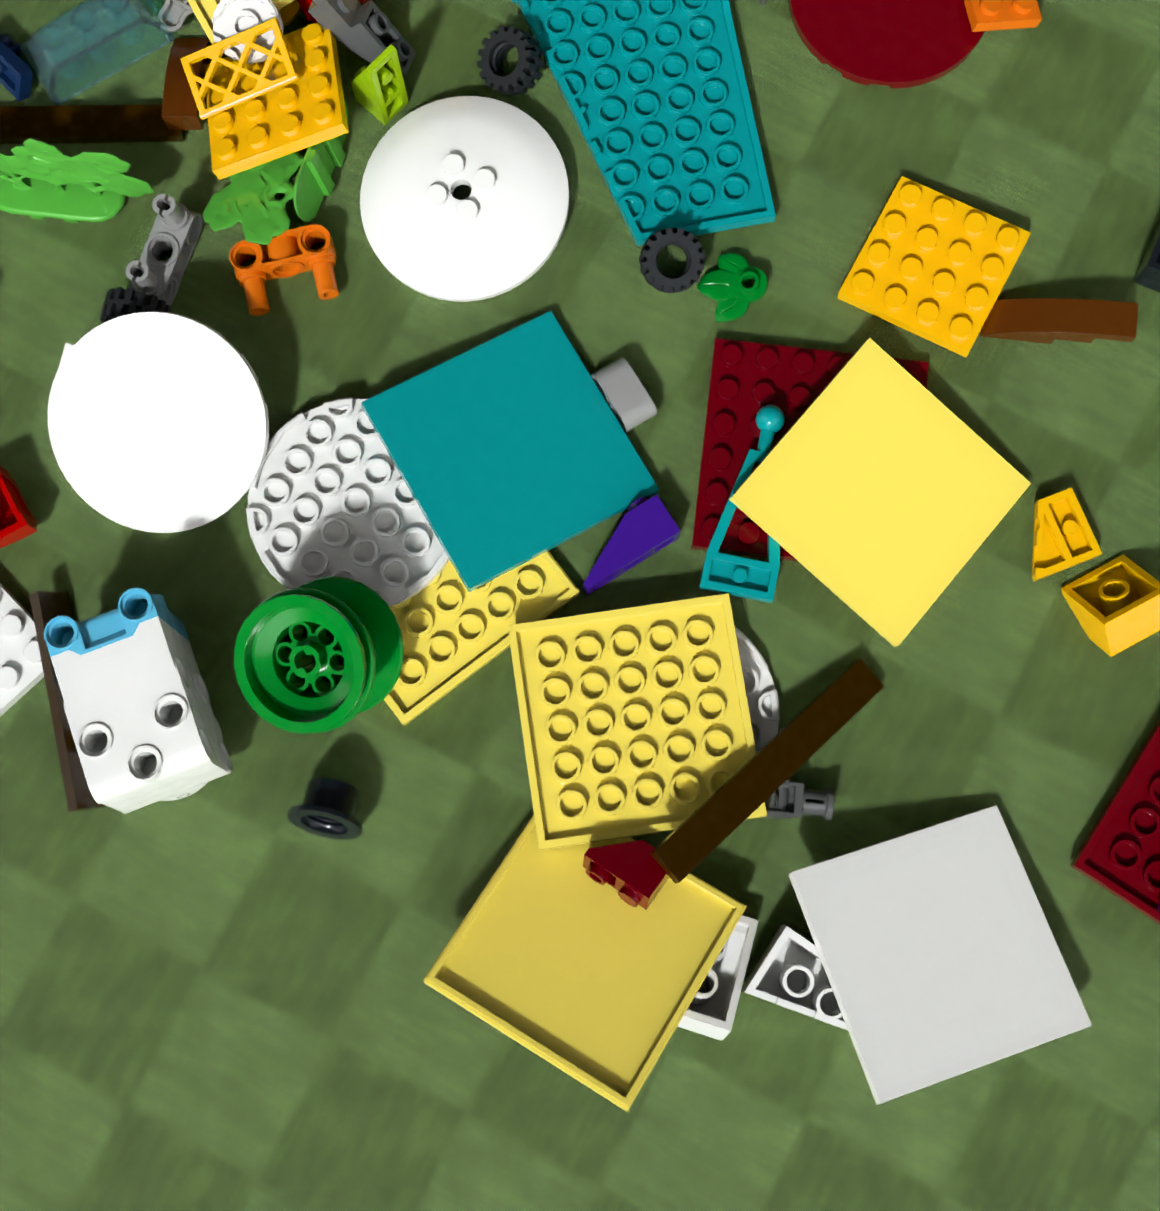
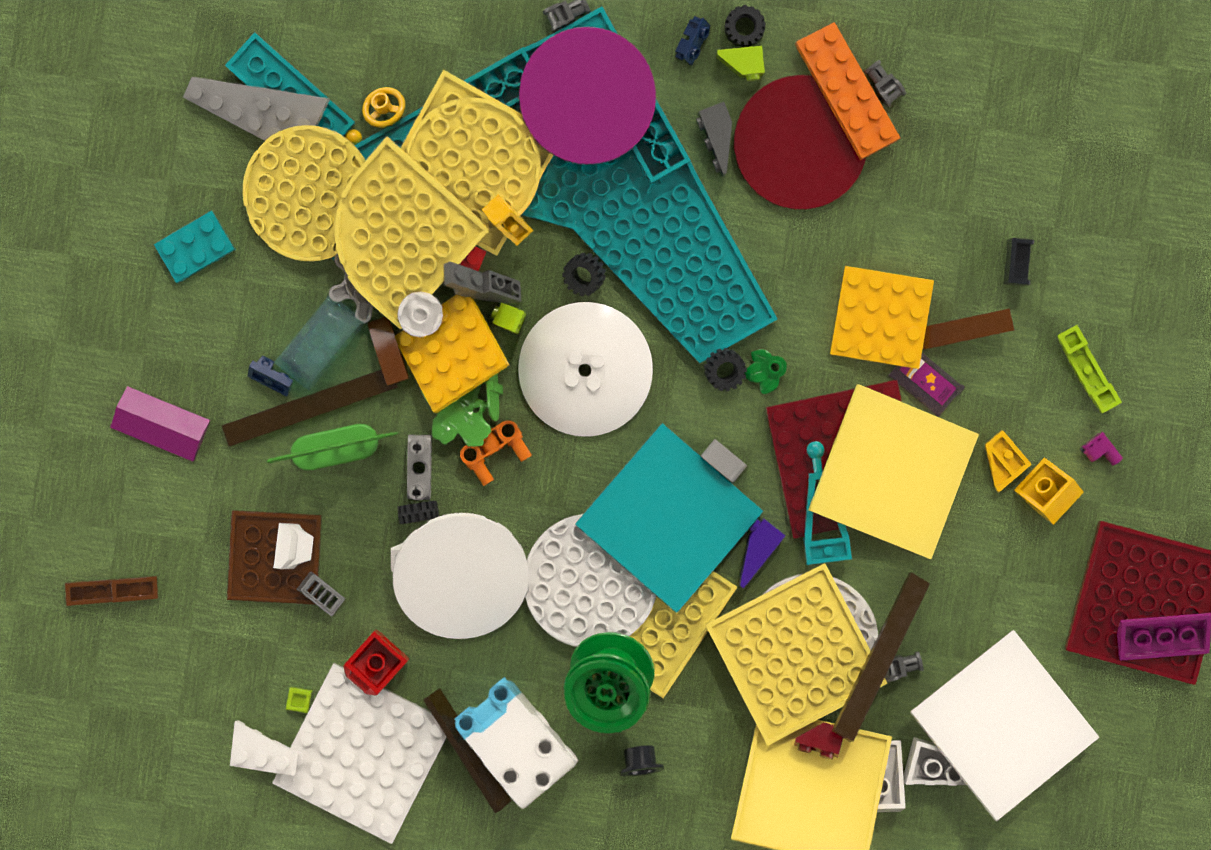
camera: 20 degrees left, 10 degrees up
(215, 53) = (425, 324): yellow window -> none
(978, 382) = (930, 384): none -> door

